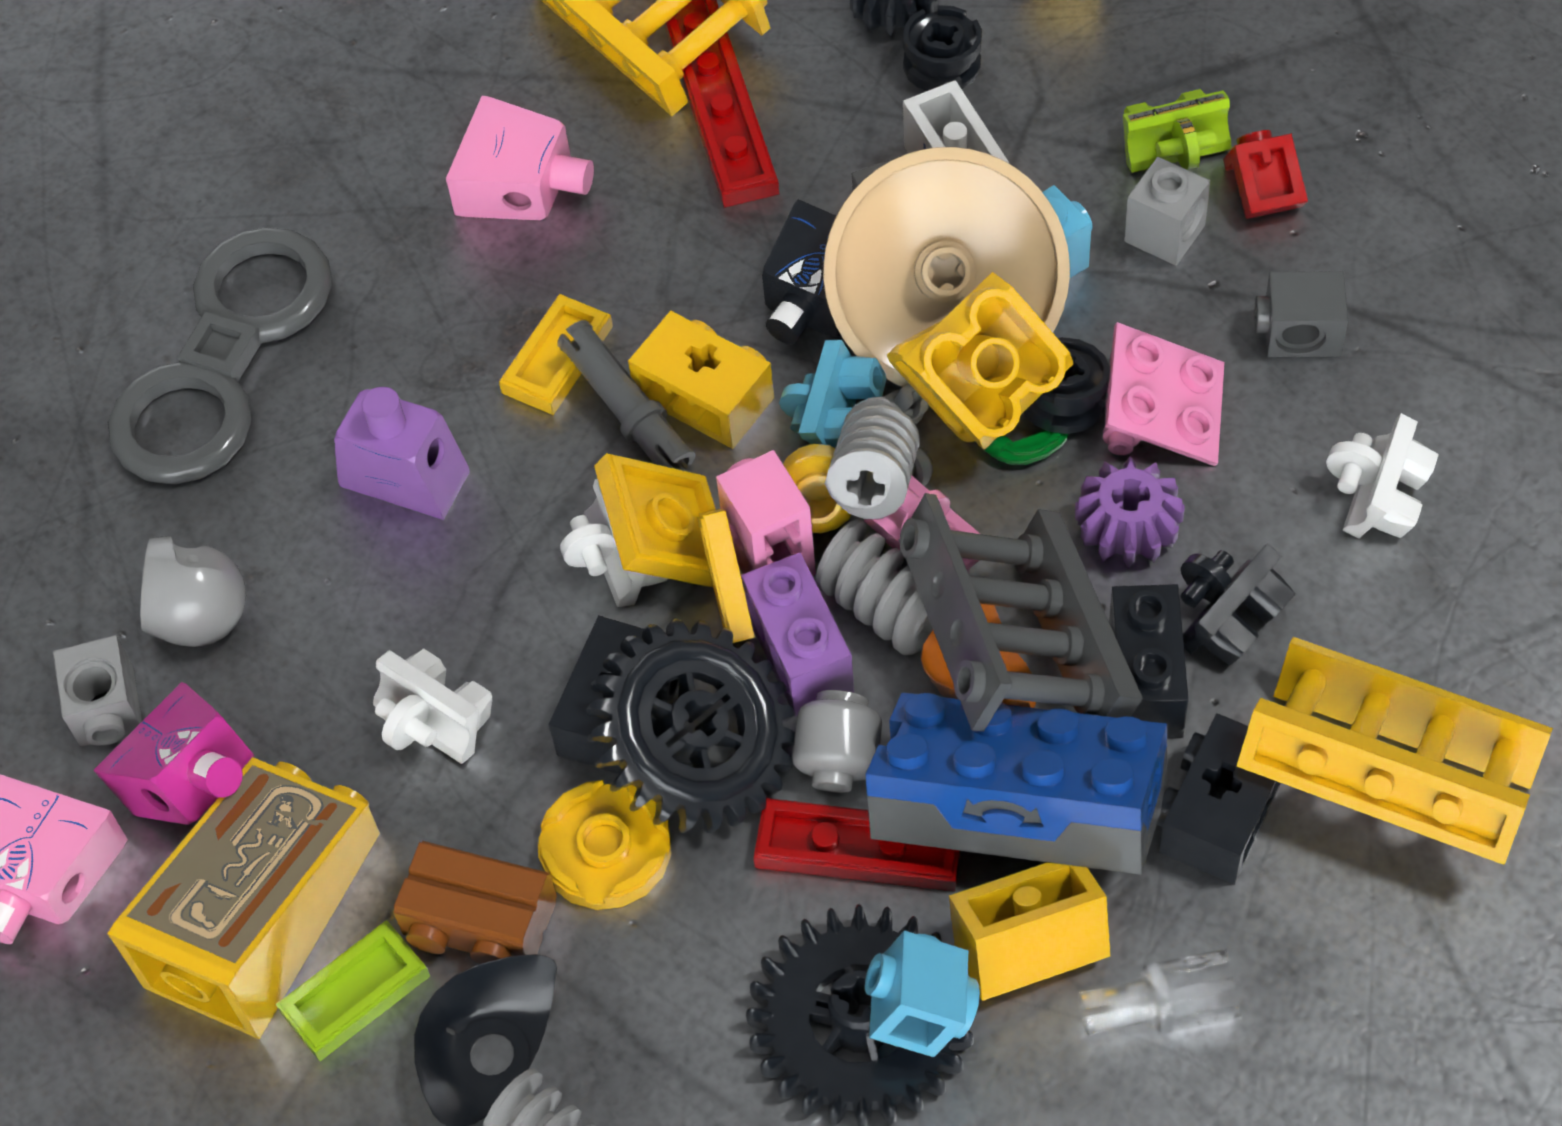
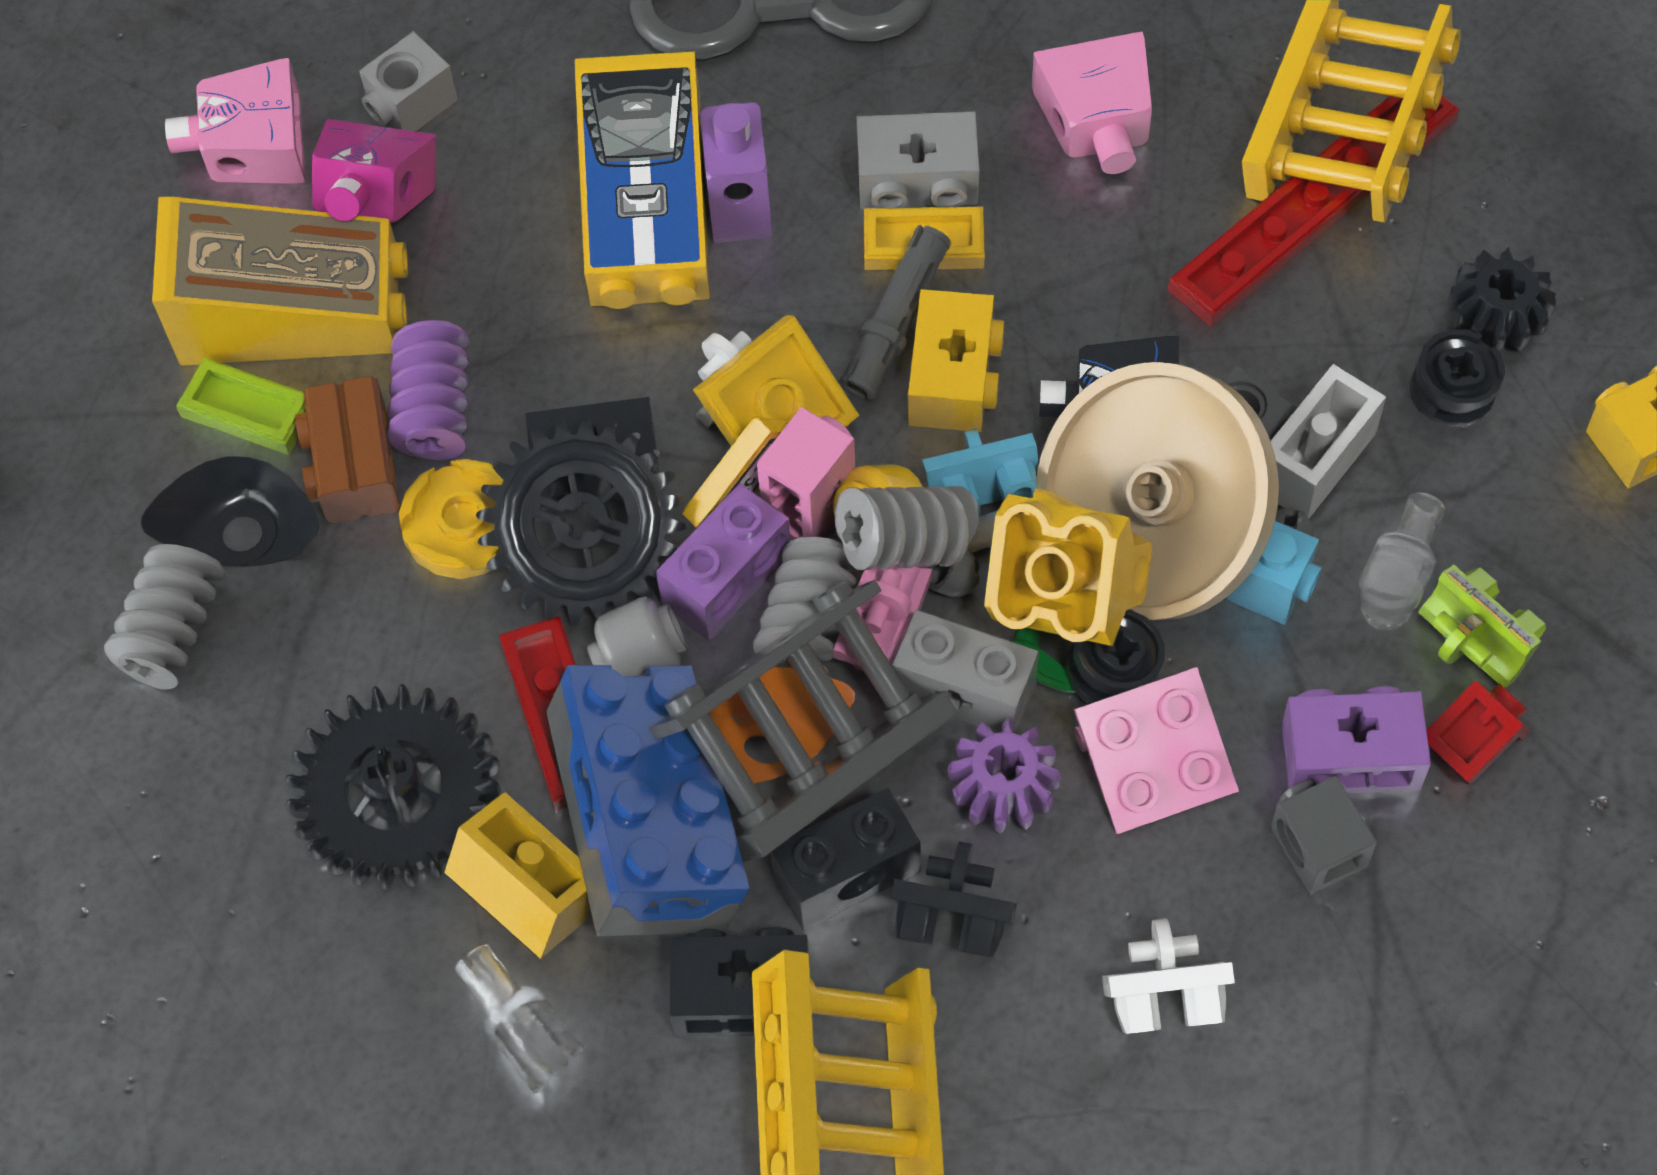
camera: 60 degrees right, 5 degrees up
(189, 593) = (520, 95): light grey helmet -> none
(358, 530) = (642, 179): none -> slope
(426, 711) = (513, 345): white hips -> none
(454, 811) = (428, 390): none -> medium lavender piece
(482, 318) = (918, 160): none -> light grey brick
(921, 994) = (402, 810): medium azure brick -> none
(1029, 476) = (977, 670): none -> light grey brick
(1089, 156) = (1401, 564): none -> clear arm
(1166, 211) = (1370, 651): light grey brick -> none
(1232, 256) = (1388, 733): none -> medium lavender brick

